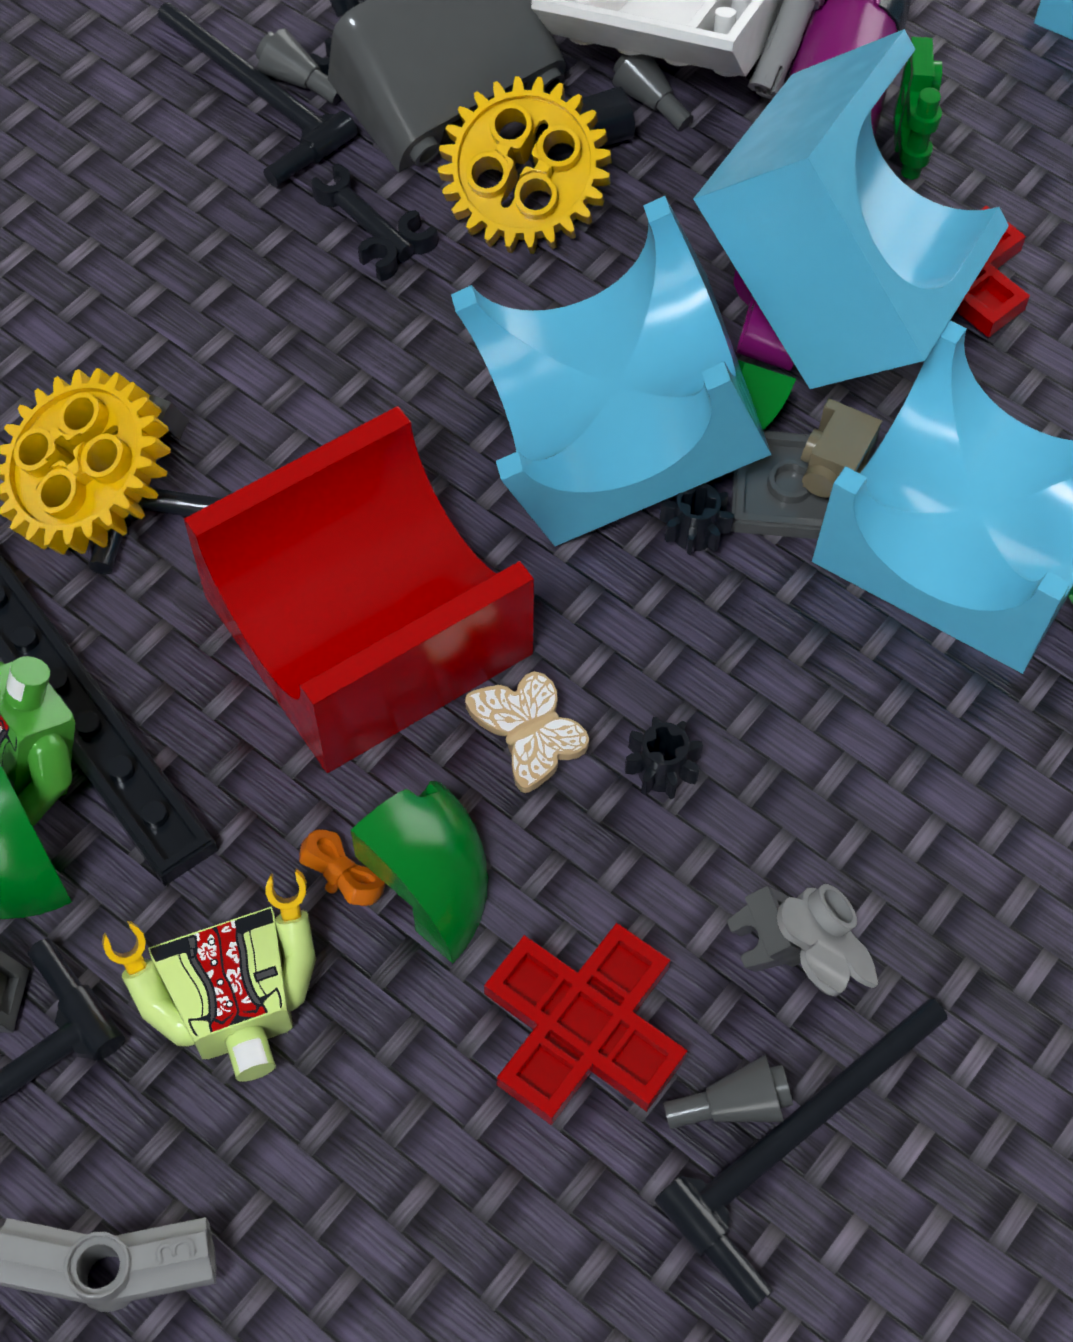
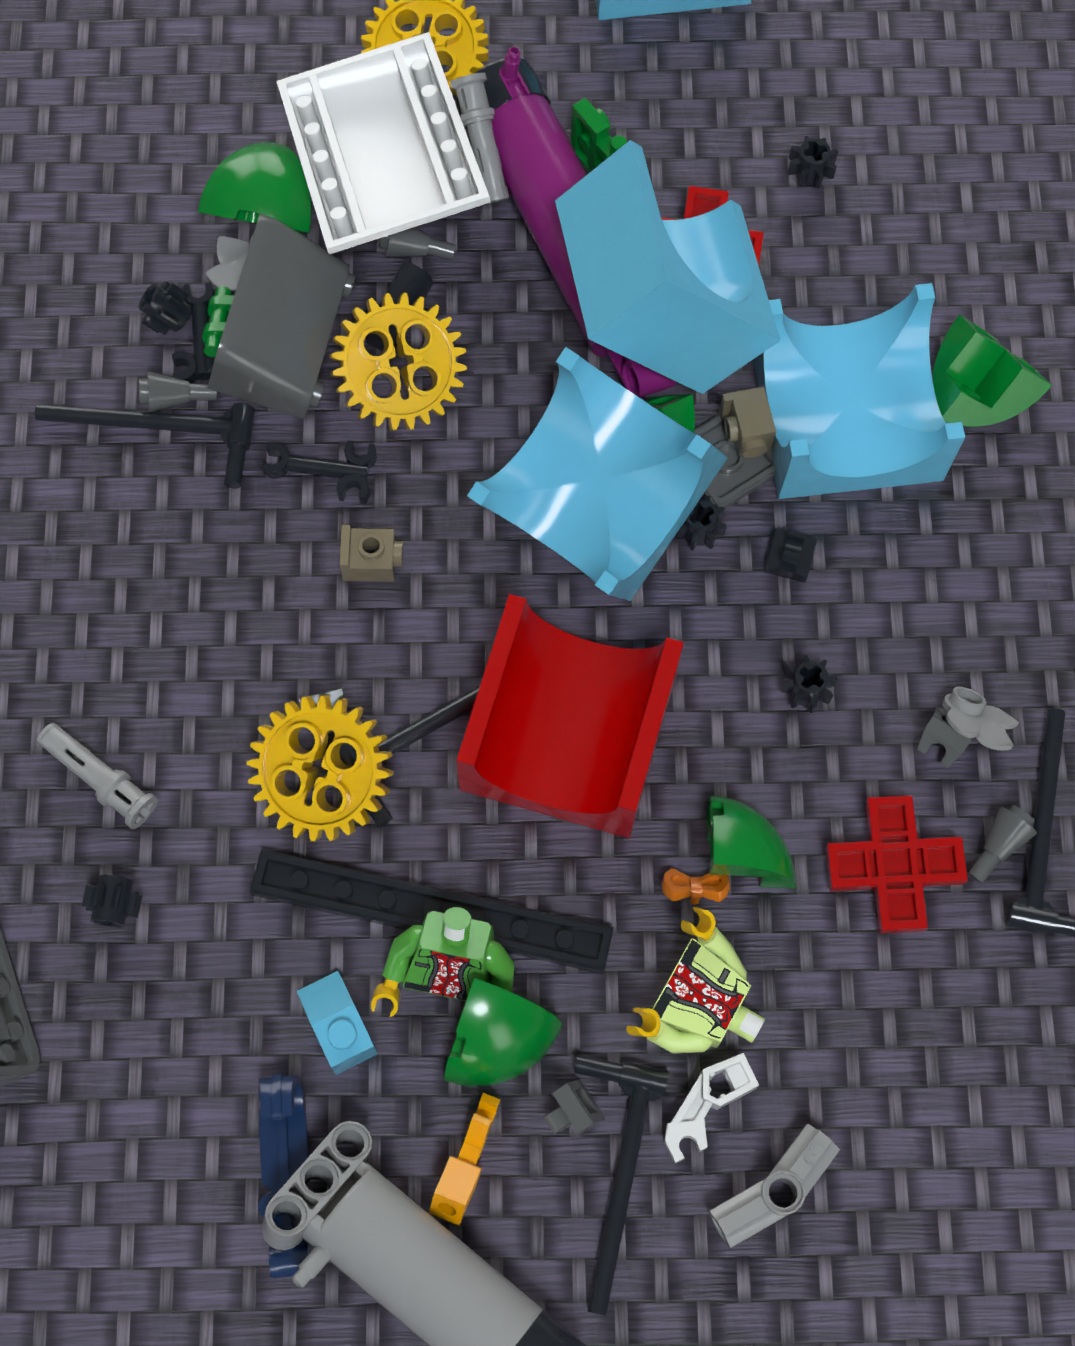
camera: 40 degrees left, 10 degrees up
(121, 1095) = (690, 1120): none -> white piece
(330, 316) = (364, 566): none -> dark tan brick
(531, 727) = (725, 725): tan animal -> none
(771, 621) = (790, 555): none -> black tile

